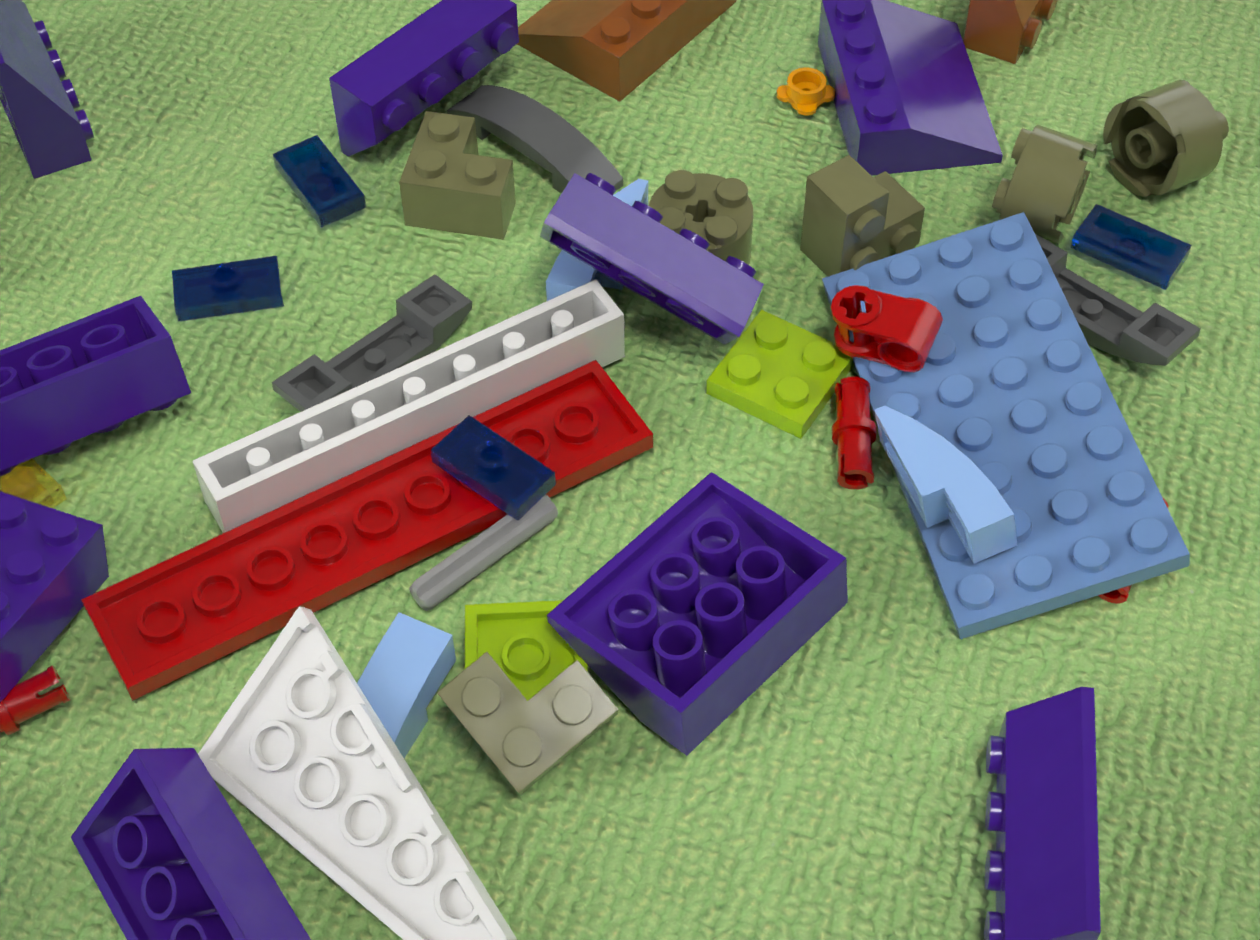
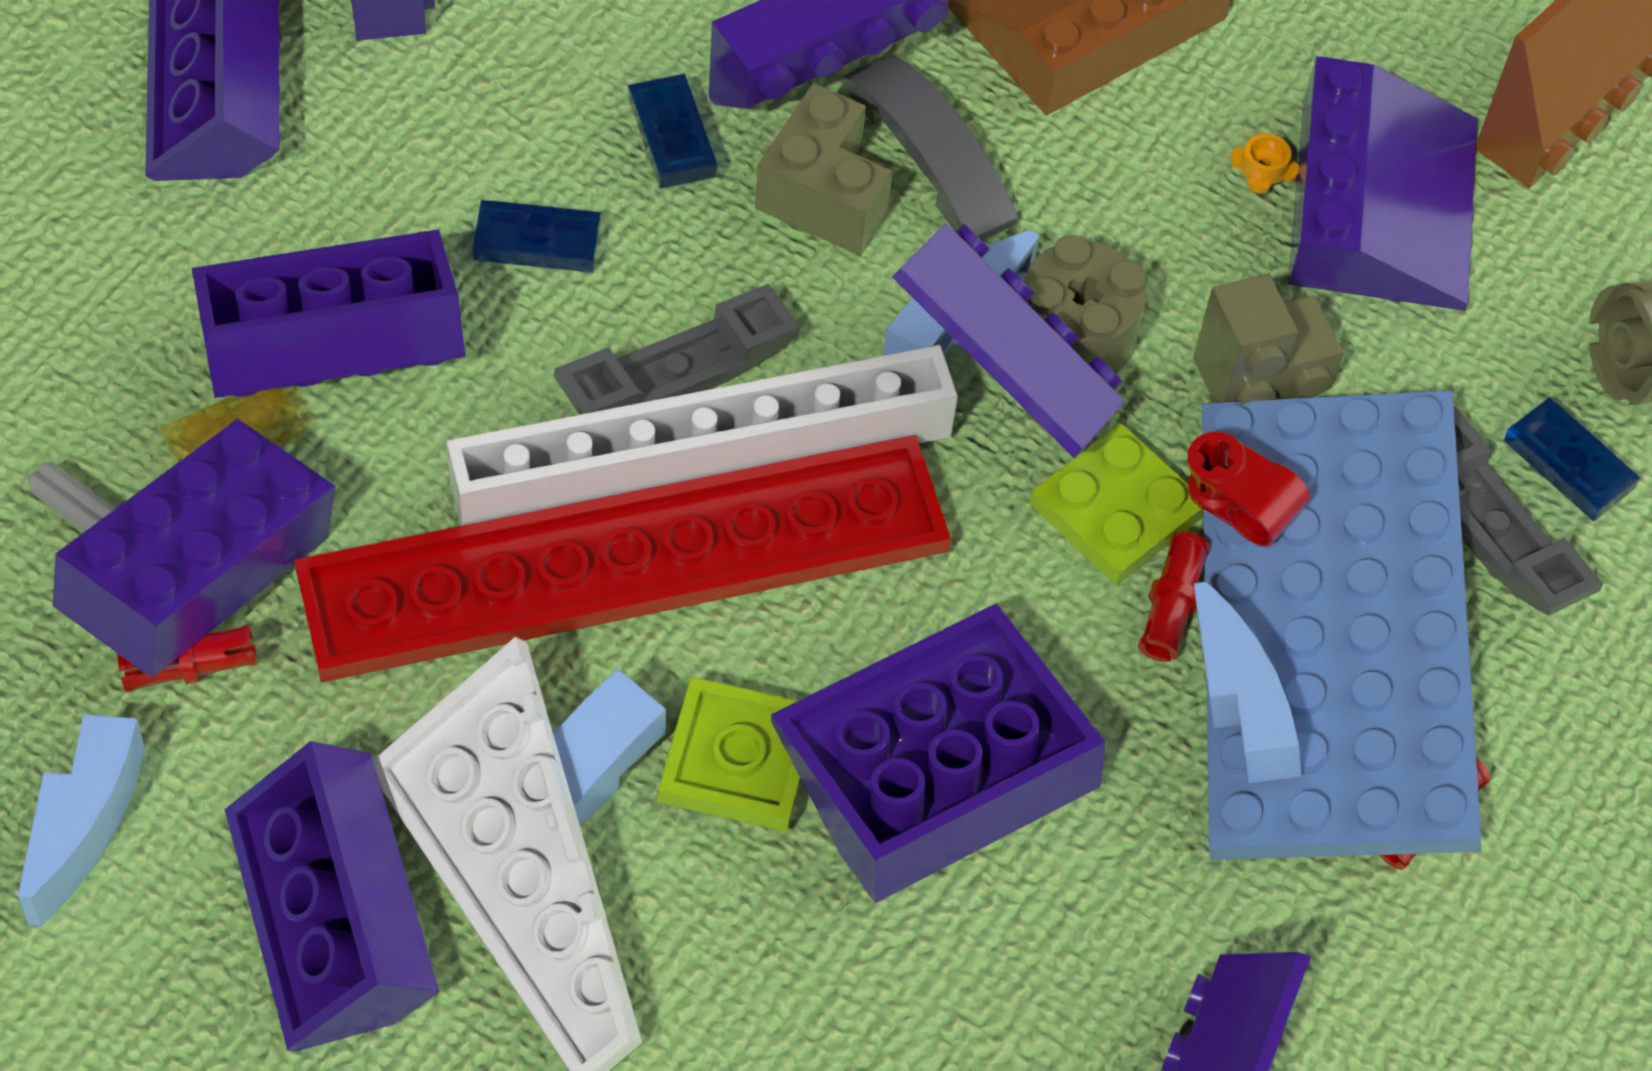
camera: 10 degrees right, 5 degrees up
(480, 554) = (730, 620): light grey axle -> none
(493, 467) = (765, 531): clear blue plate -> none
(524, 735) = (712, 836): brick -> none
(1046, 180) = (1494, 357): olive brick -> none

